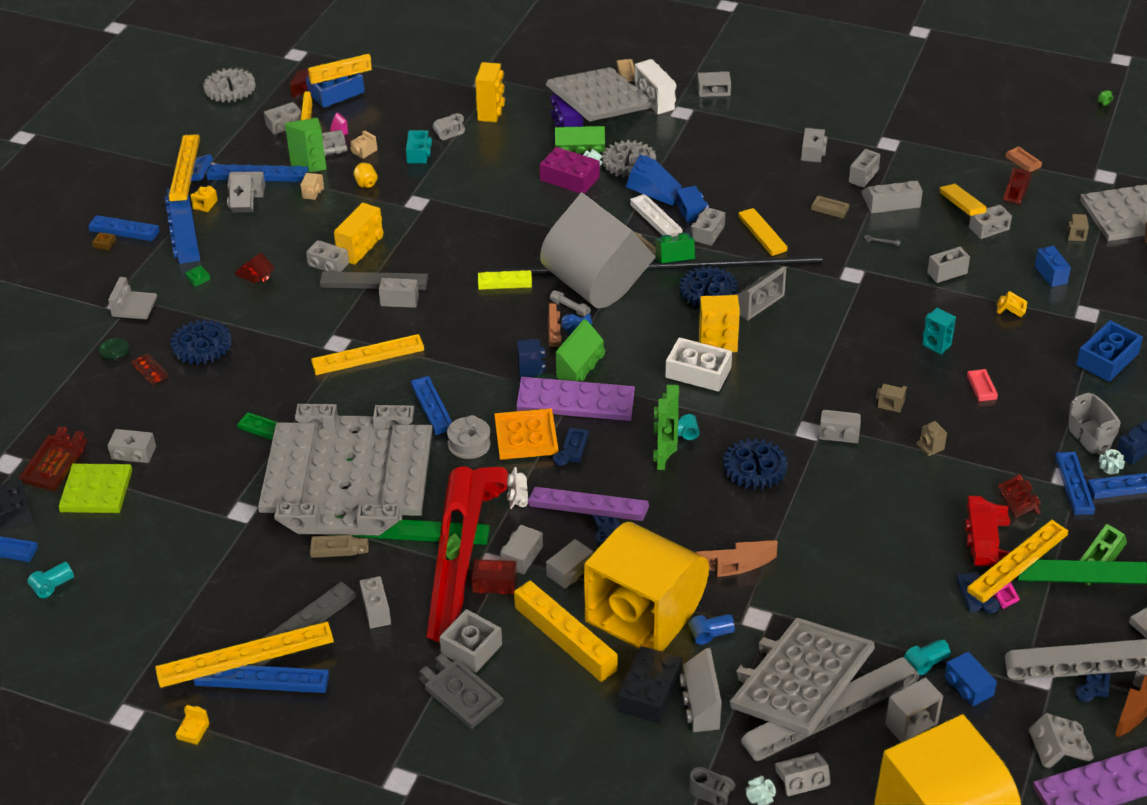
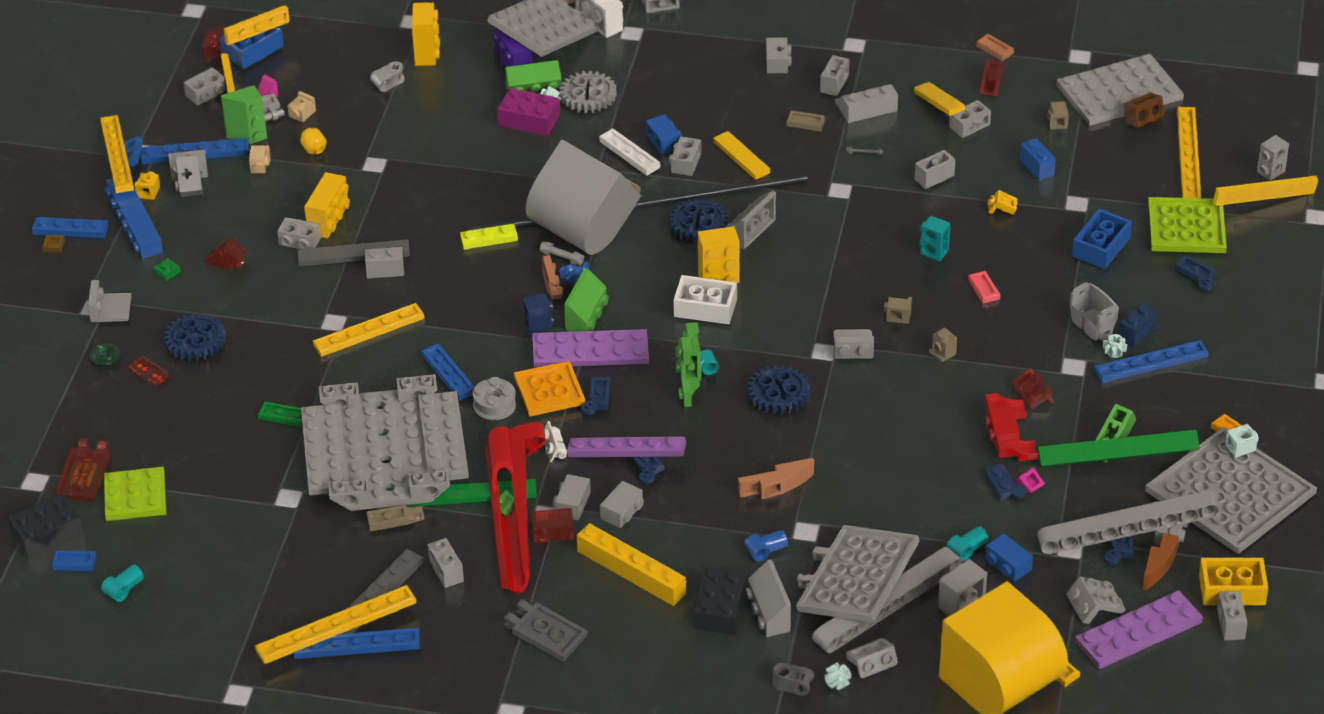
camera: 10 degrees left, 0 degrees up
(131, 446) = (159, 448): light grey brick -> none
(193, 725) = (304, 692): yellow bracket -> none
(218, 88) = (123, 59): light grey gear -> none
(418, 146) = (361, 102): teal brick -> none
(471, 640) = (546, 583): light grey brick -> none
(643, 586) = (698, 514): yellow brick -> none
(652, 180) = (619, 113): blue slope -> none
(675, 248) = (657, 183): green brick -> none
(1017, 561) = (1038, 448): yellow tile -> none
(1074, 483) = (1082, 370): blue tile -> none

